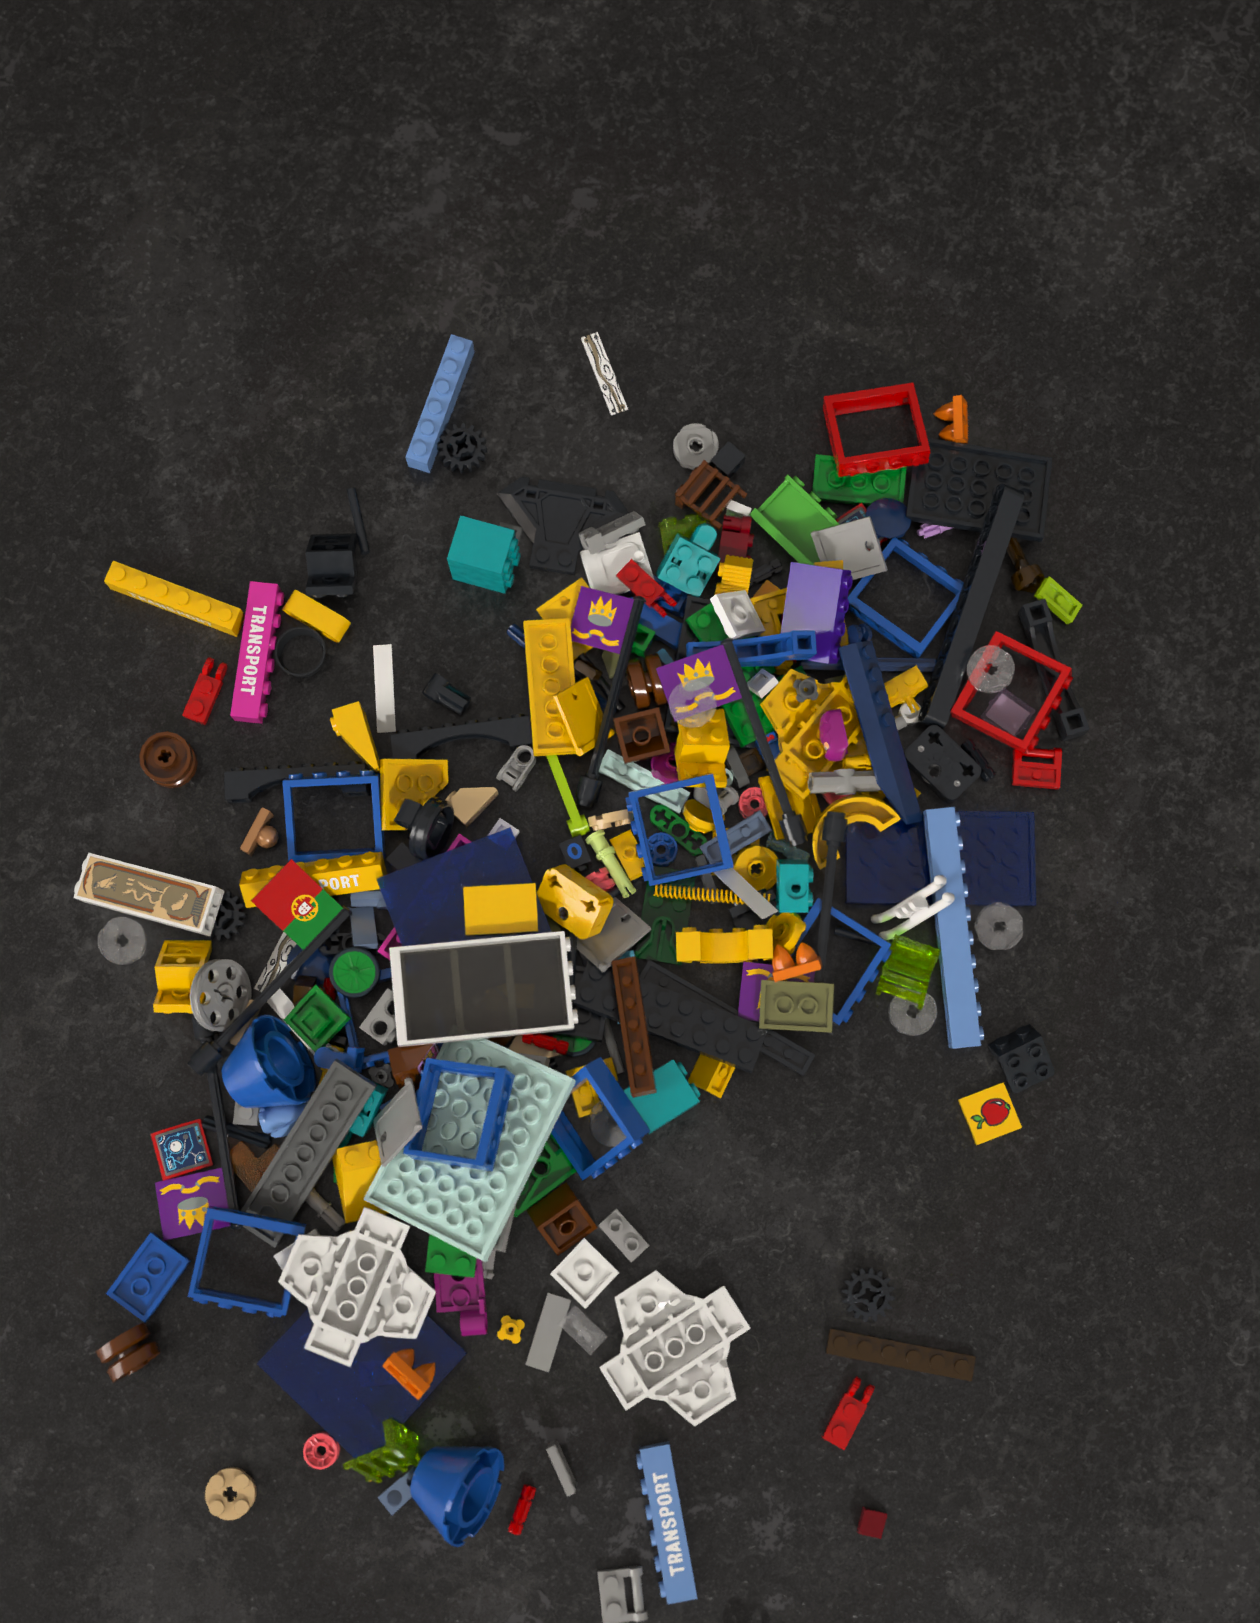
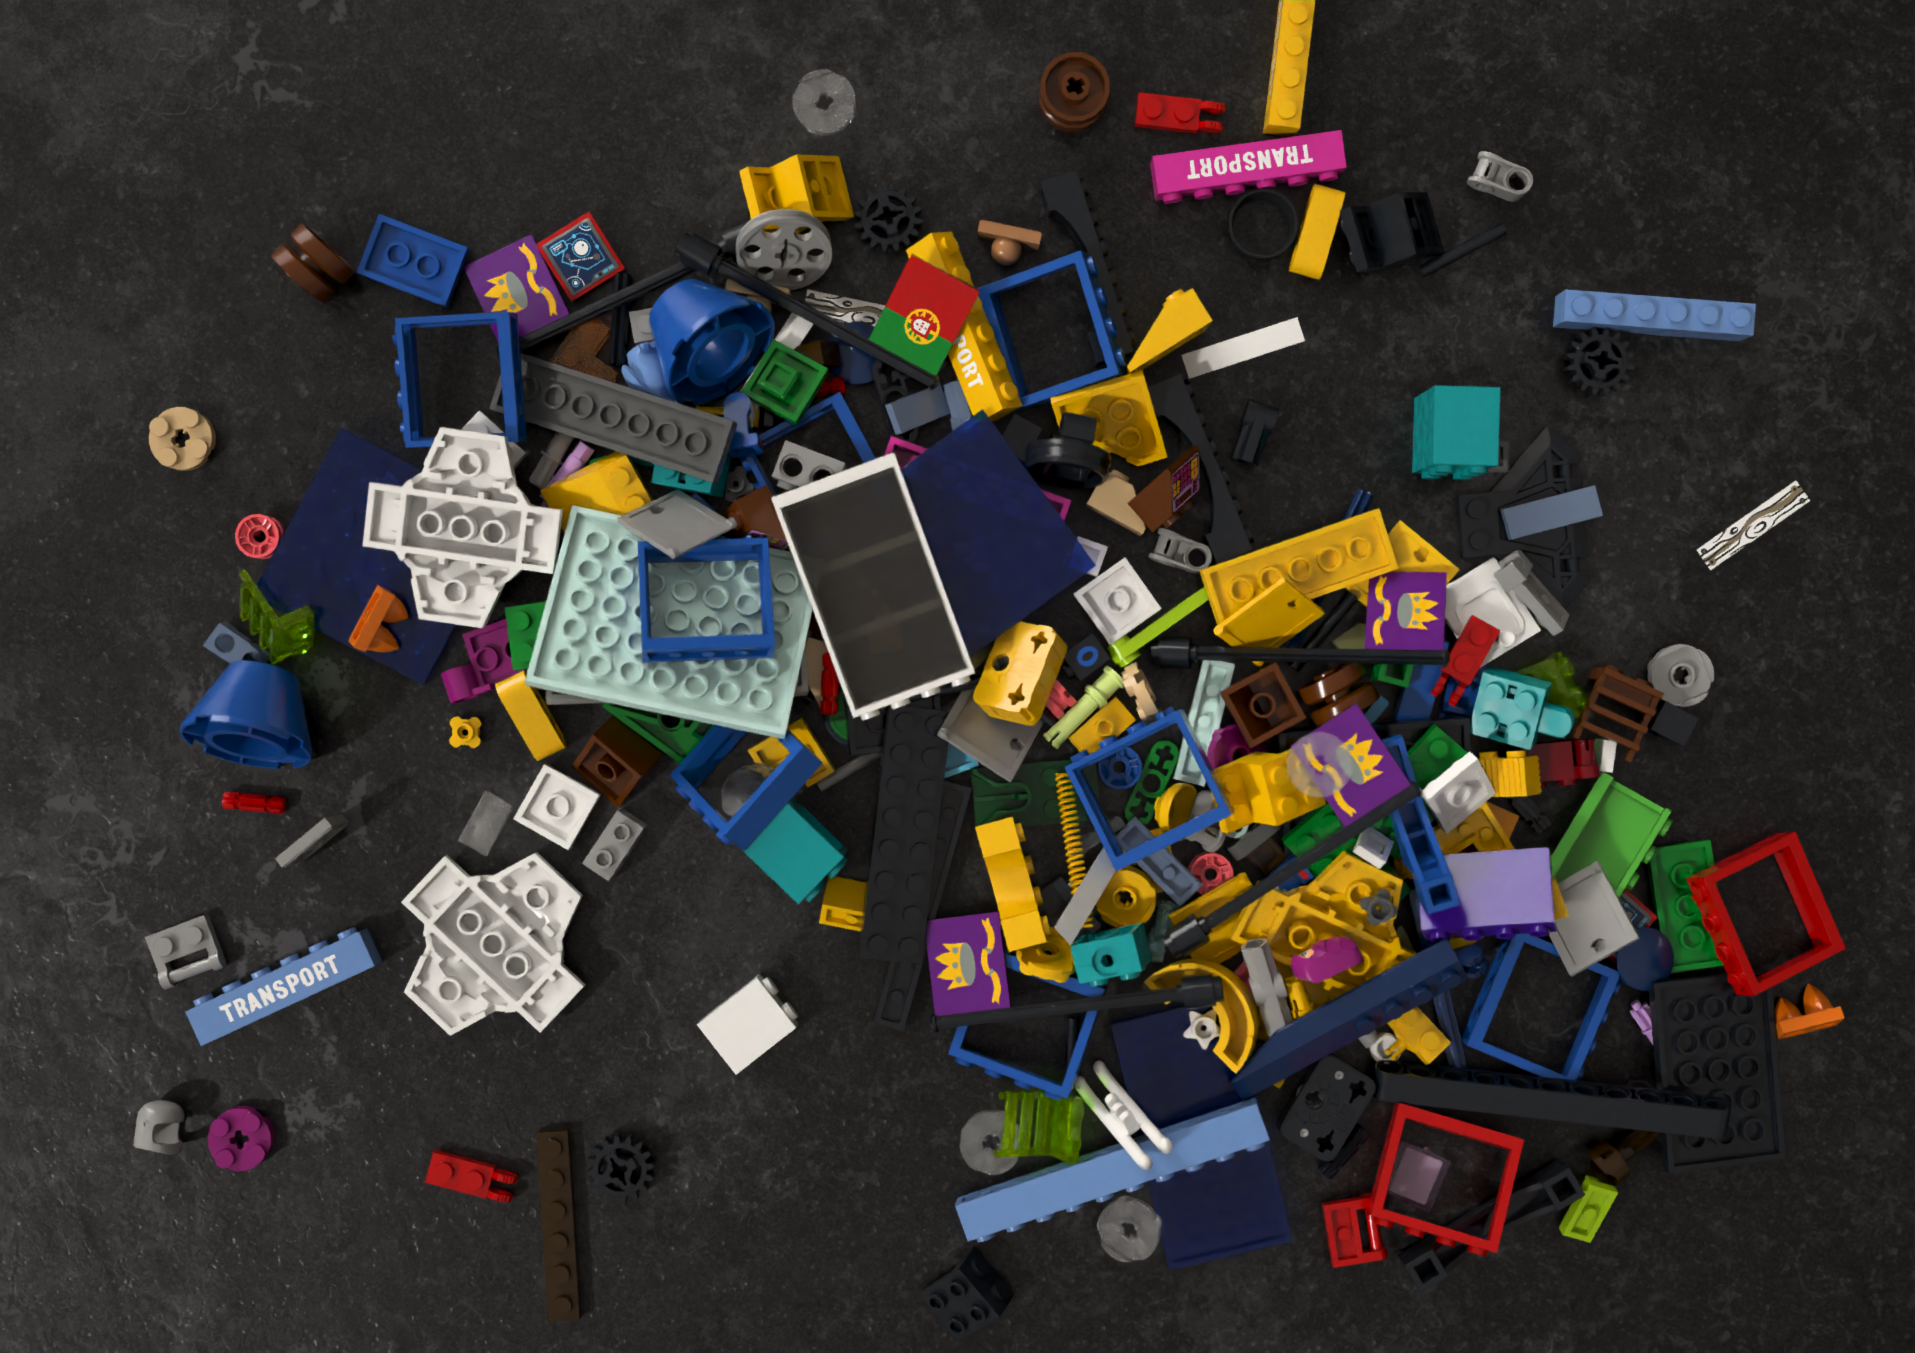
camera: 80 degrees right, 10 degrees up
(148, 894) = (890, 118): brick -> none
(313, 483) = (1498, 175): none -> light grey piece
(332, 1193) = (574, 462): none -> lavender piece
(354, 972) = (857, 413): green wheel -> none
(472, 762) = (1170, 492): none -> reddish brown slope
(500, 909) = (983, 581): yellow tile -> none
(511, 1273) = (531, 716): none -> yellow beam
(541, 821) = (1117, 601): none -> white plate
(548, 1332) = (474, 779): light grey tile -> none
(558, 504) = (1551, 512): none -> sand blue tile
(588, 669) = (1334, 611): dark brown tile -> none
(634, 1027) = (873, 795): reddish brown plate -> none
(766, 1578) = (228, 1152): none -> magenta plate
(782, 1168) = (748, 1023): none -> white brick
(784, 966) = (1000, 971): orange tile -> none
(796, 1006) = (957, 995): olive plate -> none
(864, 830) = (1194, 1030): none -> white plate
(871, 1522) = (348, 1236): dark red slope -> none
(990, 1113) = (886, 1269): yellow tile -> none
(998, 658) = (1487, 1149): clear plate -> none

